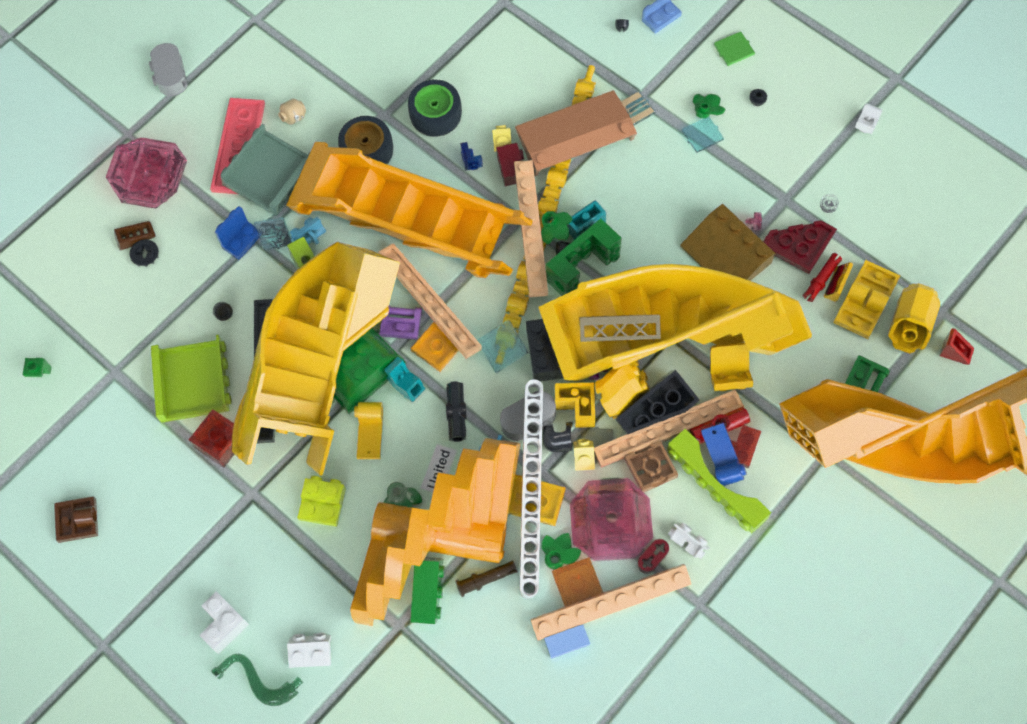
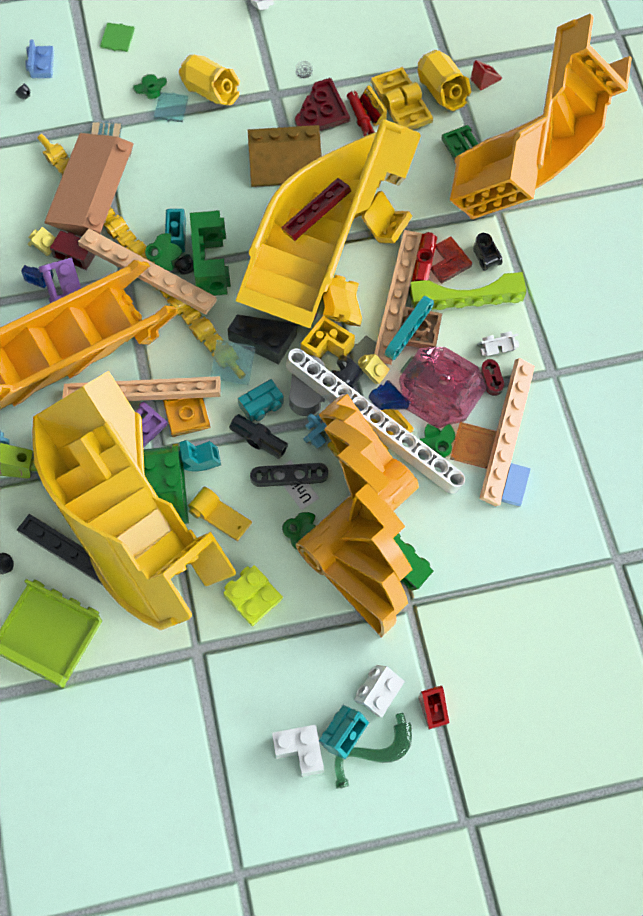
camera: 60 degrees left, 0 degrees up
(76, 519) = (98, 824): reddish brown plate -> none
(214, 438) = (125, 643): clear red brick -> none
(255, 645) = (343, 731): none -> teal brick
(323, 702) = (434, 707): none -> red slope
(436, 459) = (289, 478): none -> black beam
(476, 581) = (418, 517): dark brown pin -> none
(481, 178) = (66, 275): none -> medium lavender plate
(487, 391) = (261, 401): none -> teal brick
(562, 484) = (388, 397): none -> clear blue wing
(613, 320) = (304, 245): dark tan fence -> none
(638, 456) = (409, 328): none -> teal beam
(664, 400) = (375, 279): black wedge -> none
(671, 305) = (316, 209): none -> dark red plate
(723, 455) = (451, 272): blue door -> none
(747, 142) = (209, 79): none -> yellow brick
(756, 221) = (277, 121): clear pink tile -> none
(758, 101) = (175, 50): black plate -> none
(770, 473) = (488, 254): none -> black piece

